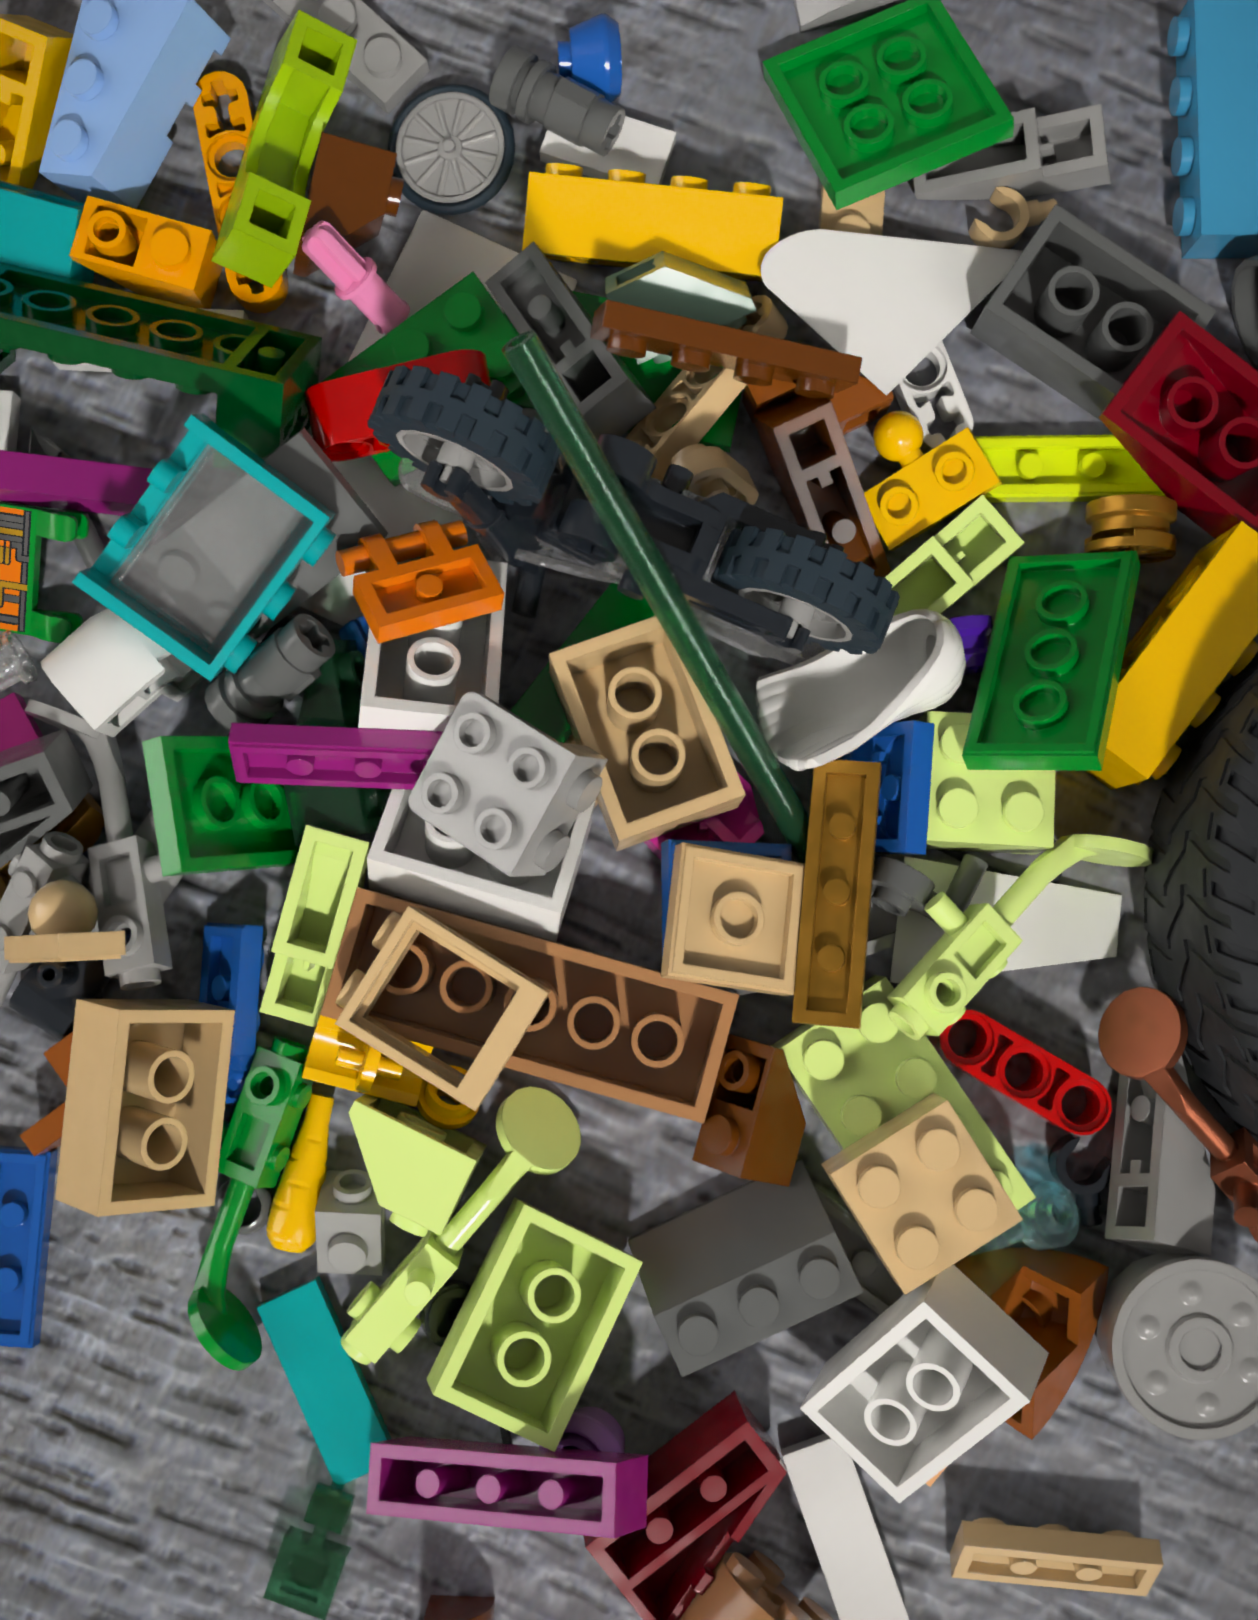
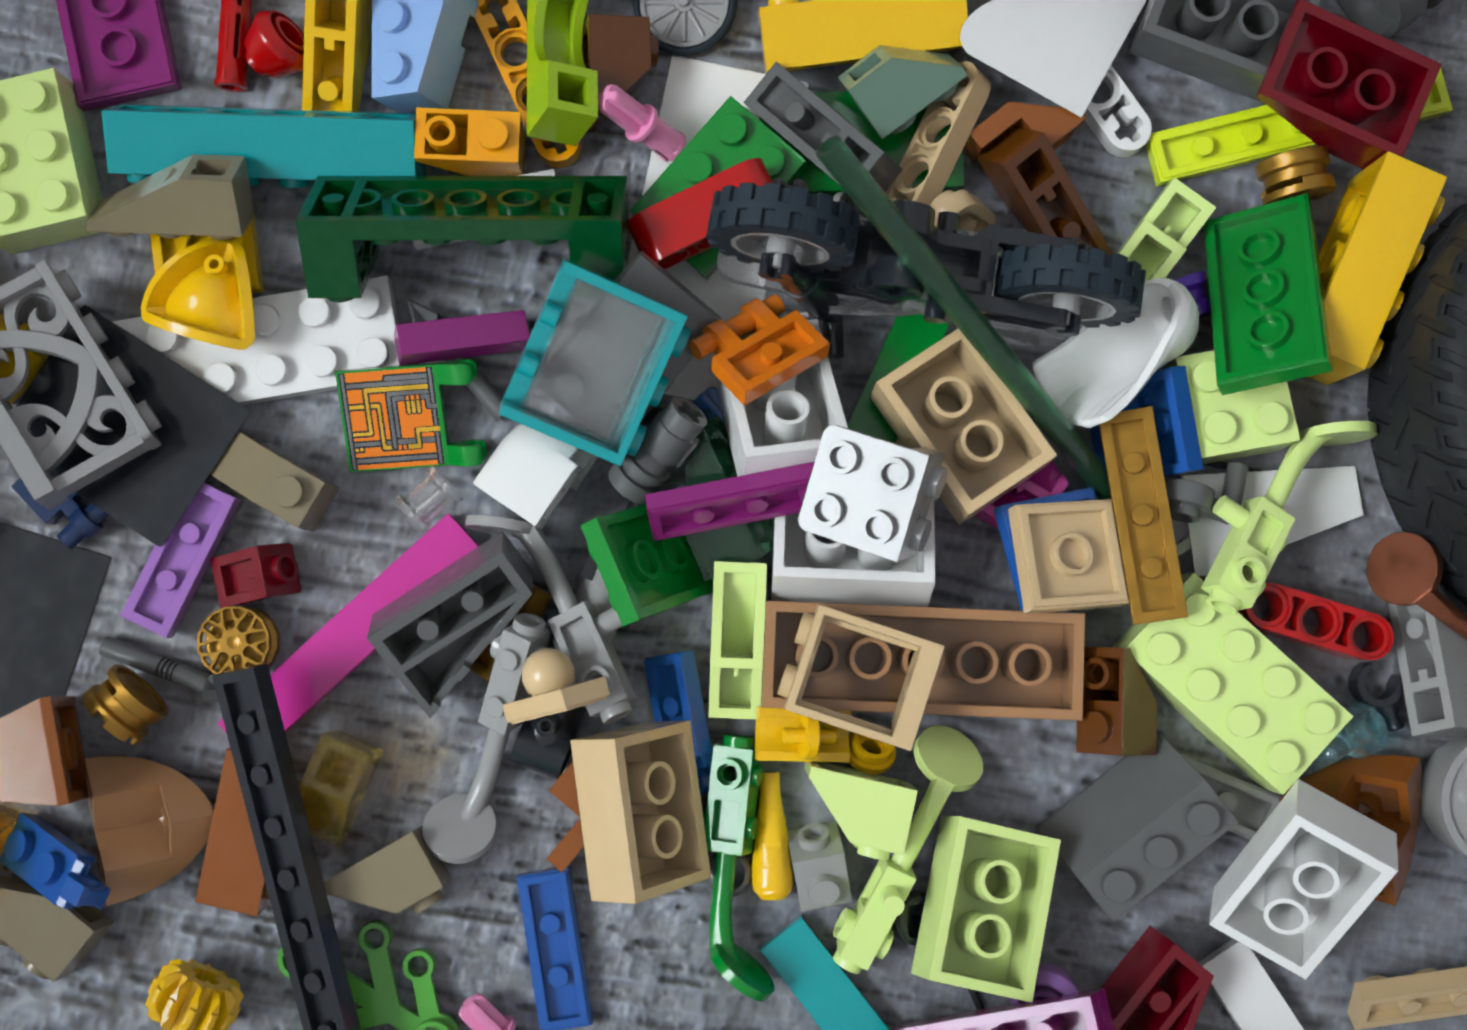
camera: 10 degrees left, 0 degrees up
(699, 344) = (932, 112): reddish brown plate -> none
(921, 1192) = (1269, 731): tan brick -> none
(928, 484) = (1127, 179): yellow plate -> none

